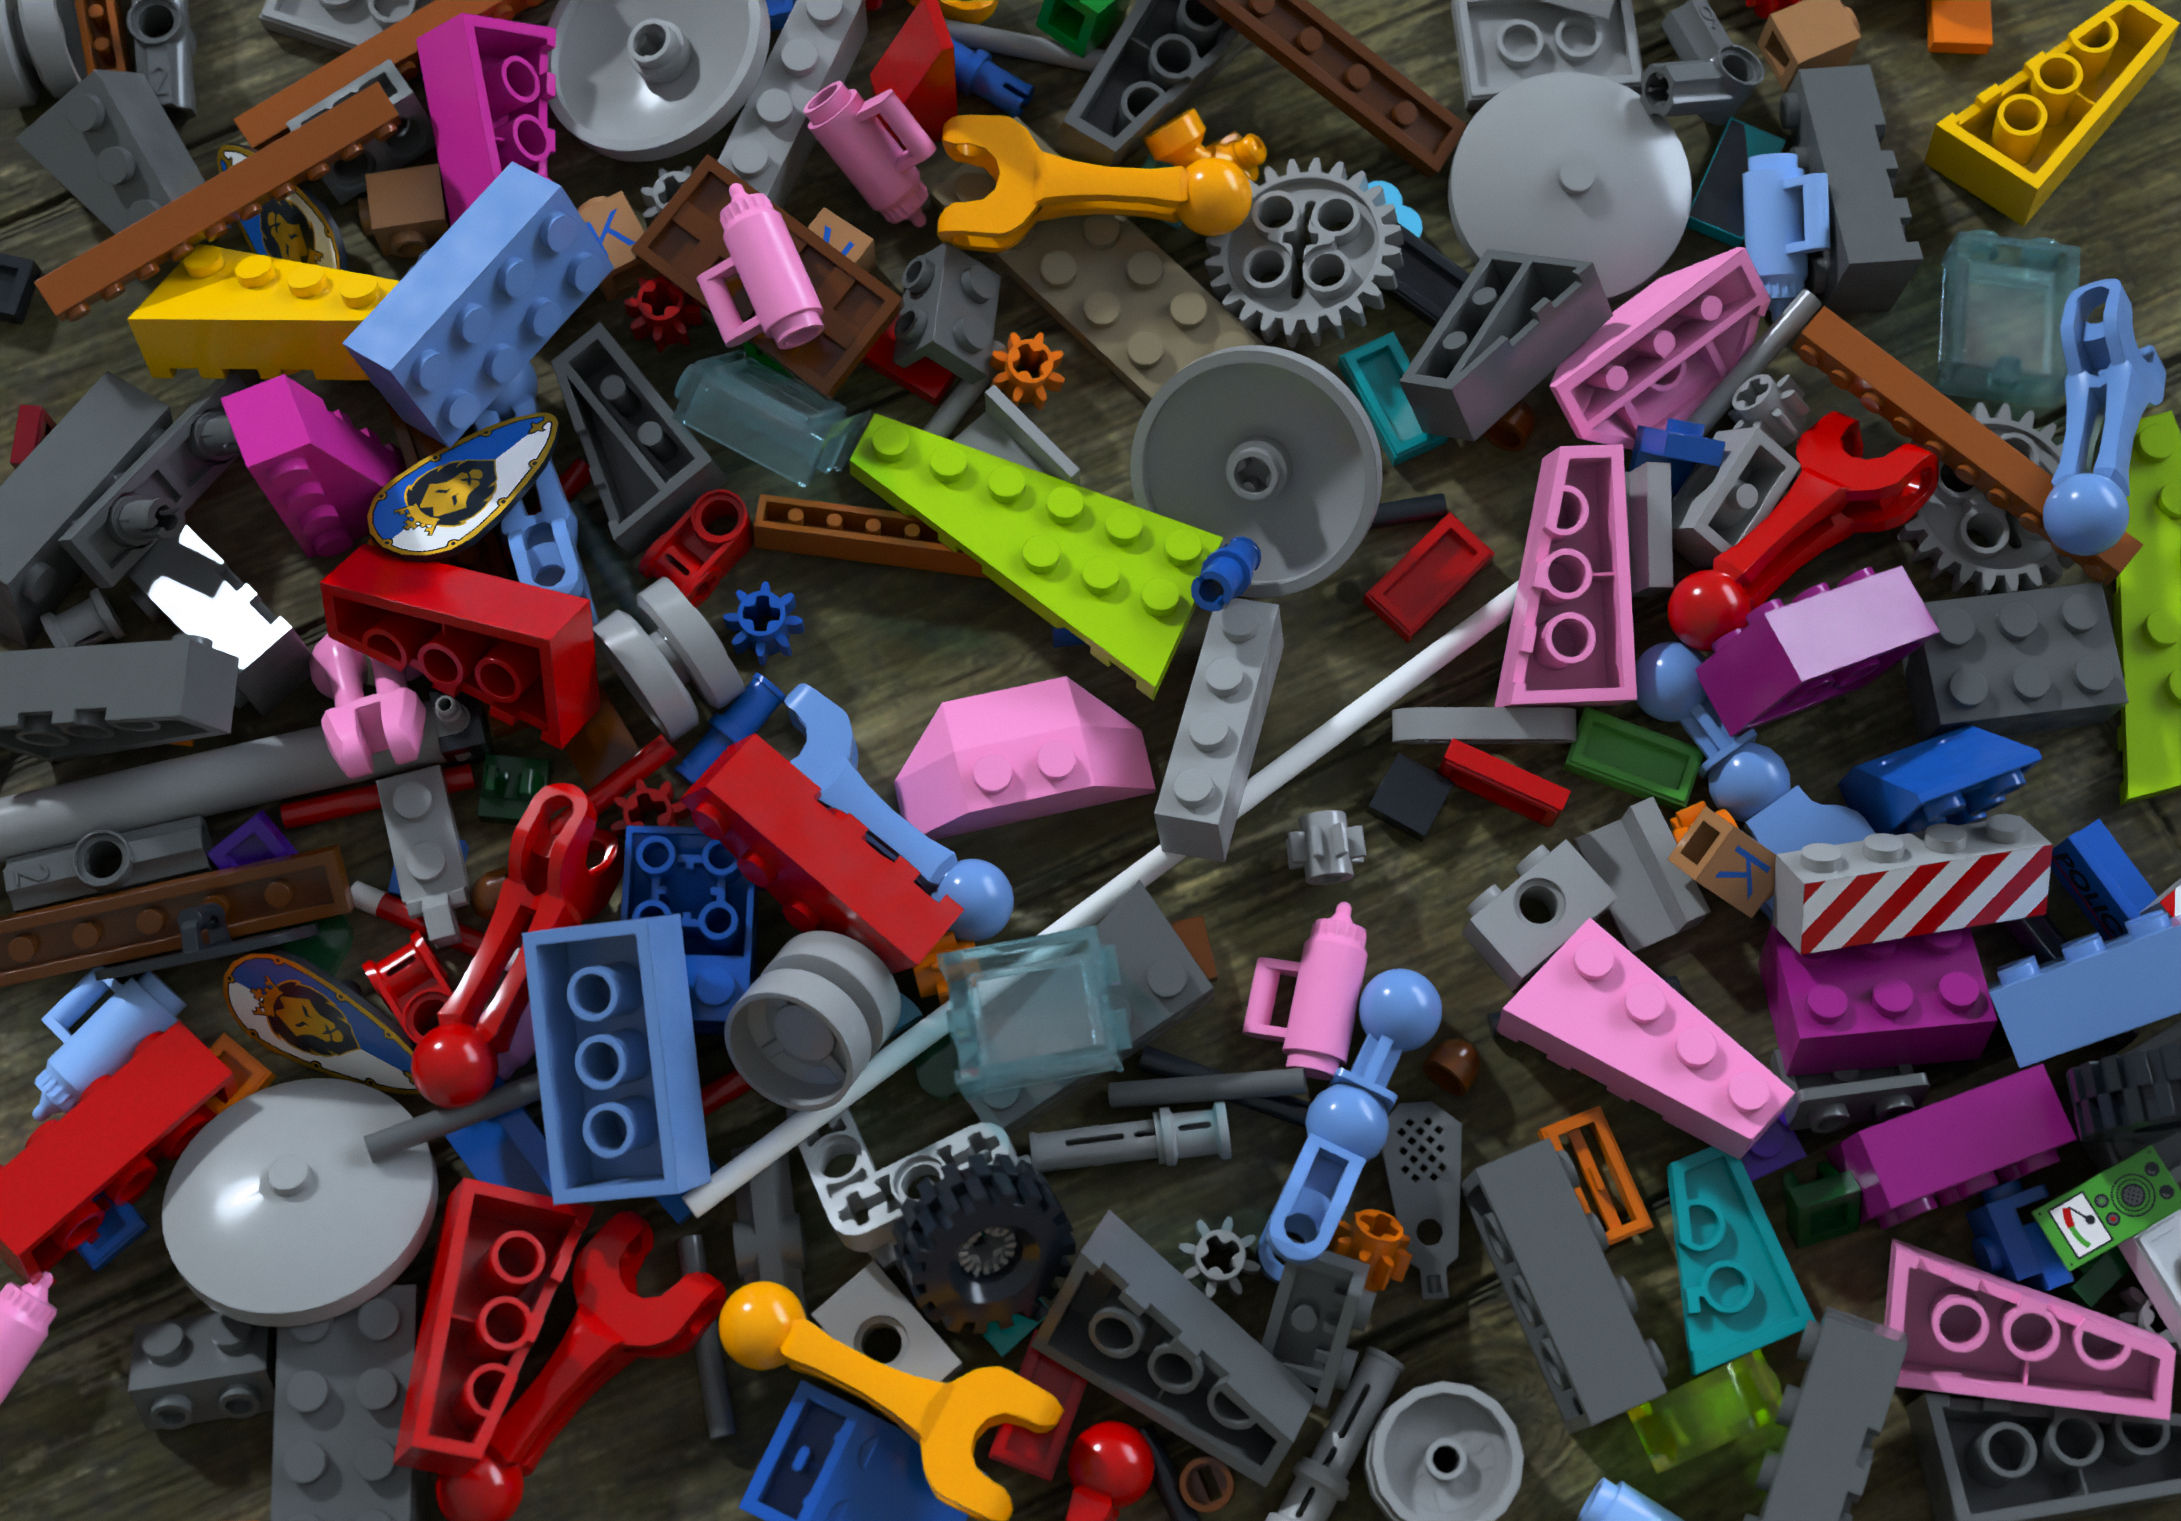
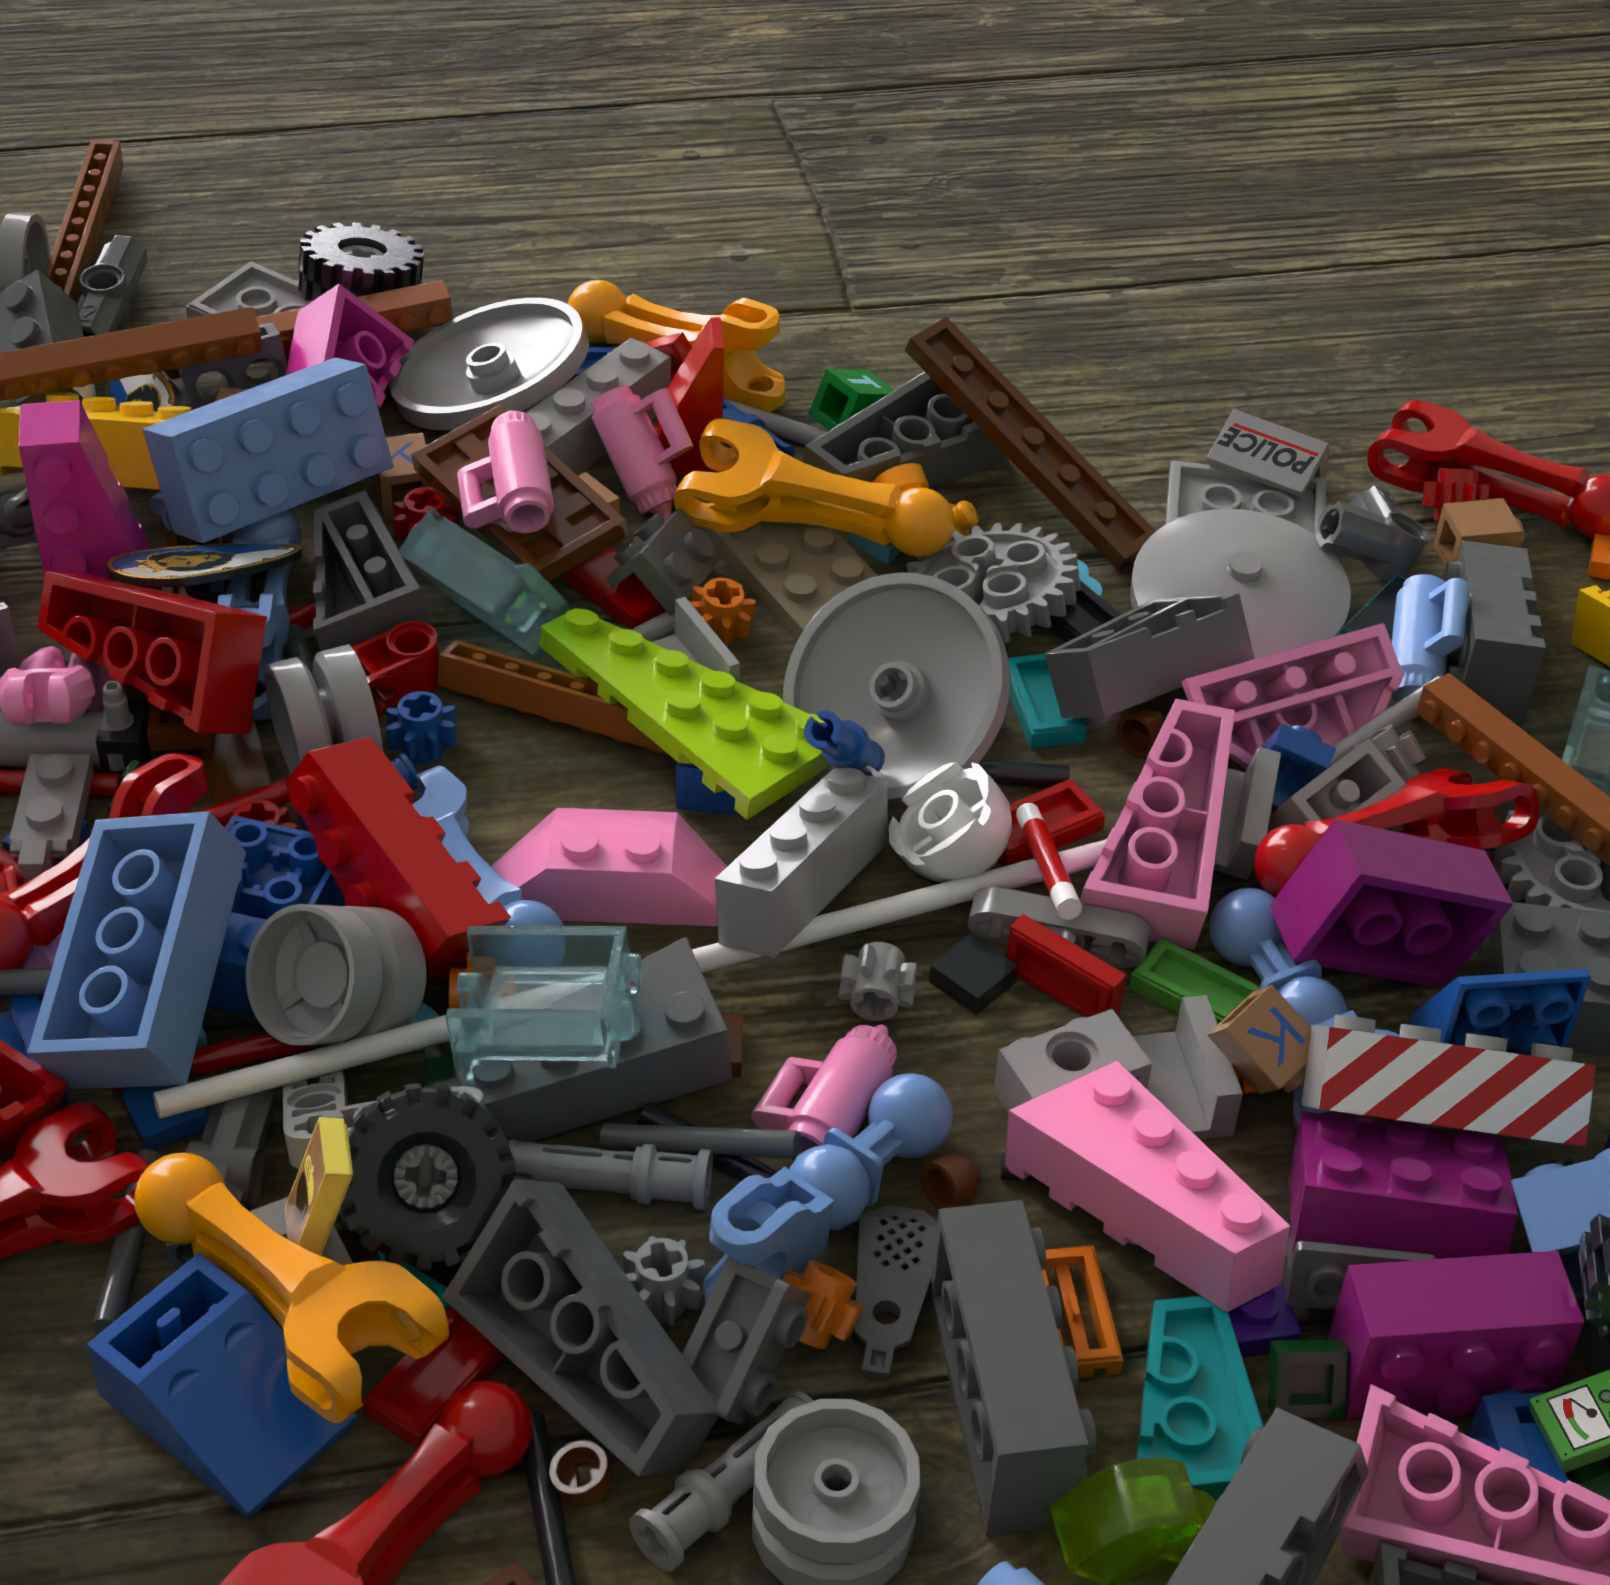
camera: 15 degrees right, 30 degrees down
(899, 1305) = (319, 1186): none -> light yellow tile
(1351, 632) = (952, 824): none -> white cylinder
(1461, 658) = (1048, 861): none -> bar

